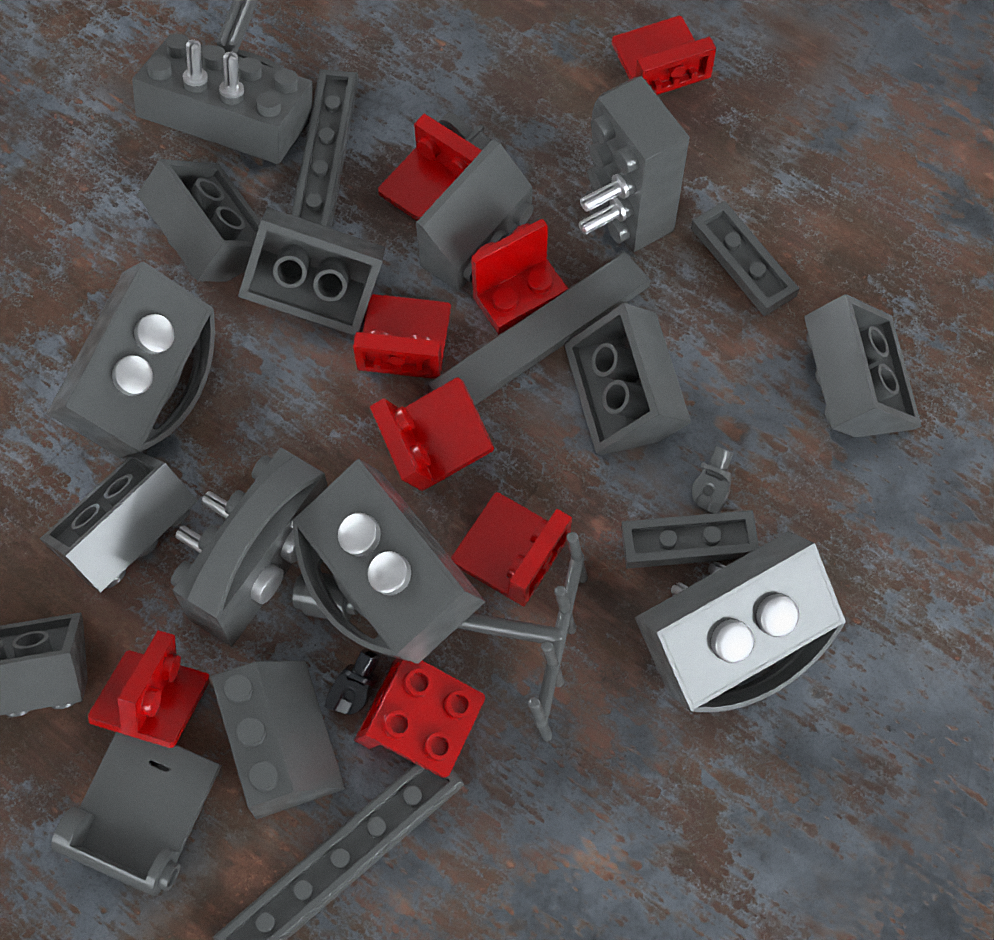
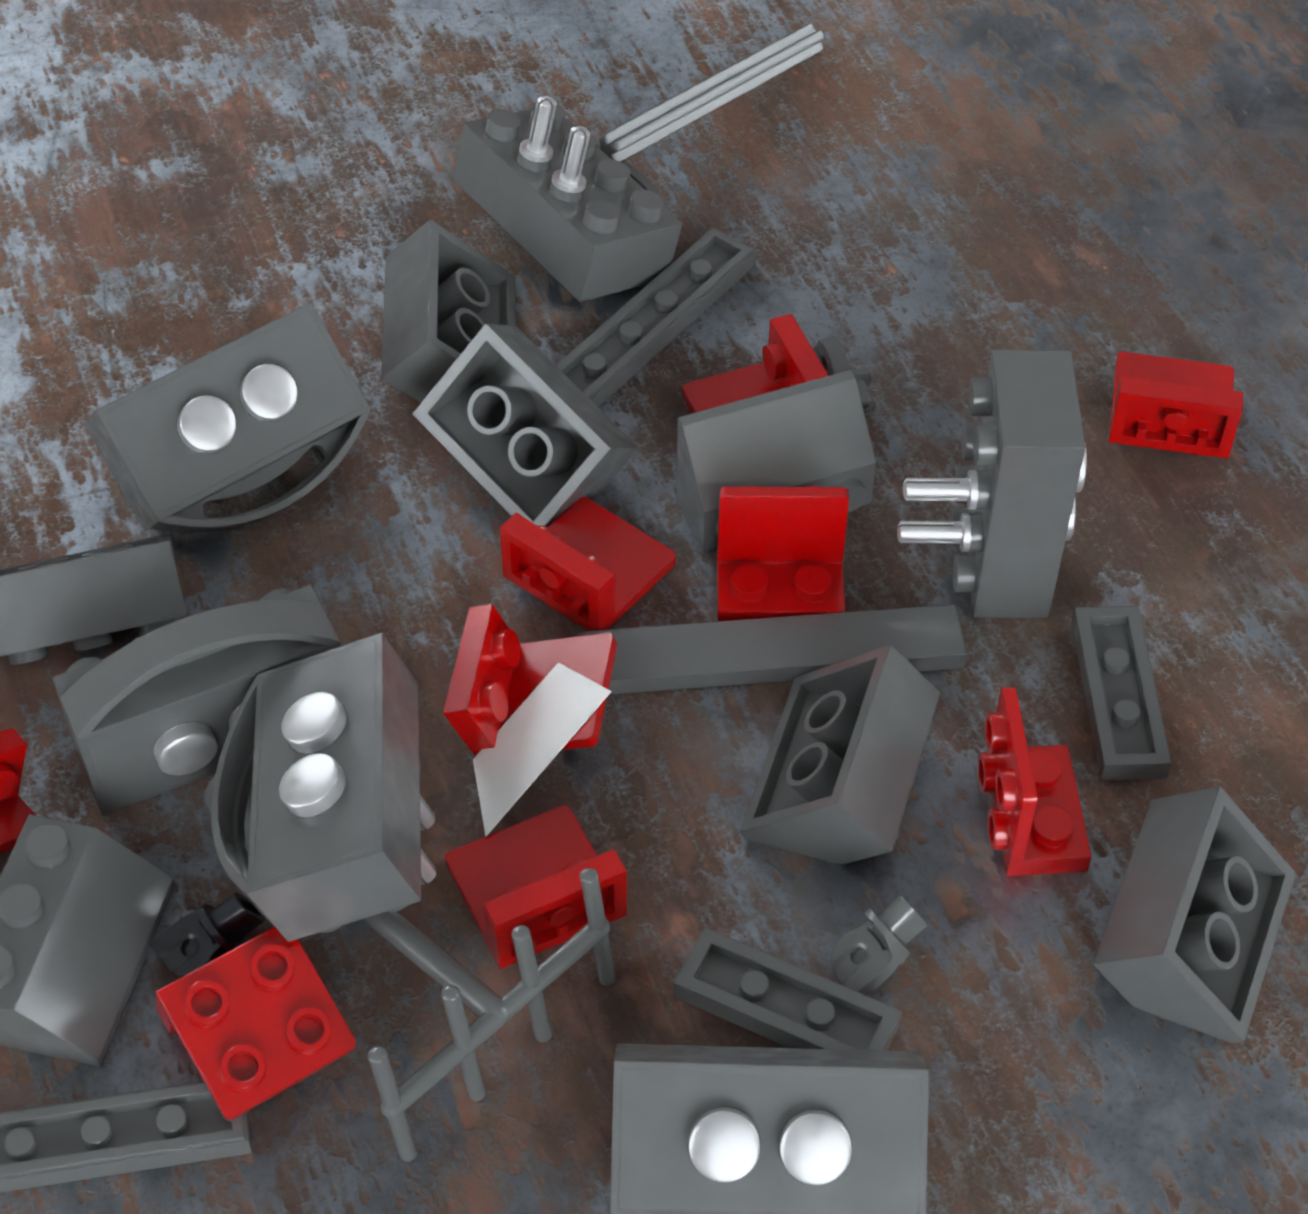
camera: 30 degrees right, 15 degrees down
(454, 464) = (533, 739): none -> white sticker
(738, 348) = (1033, 798): none -> red bracket

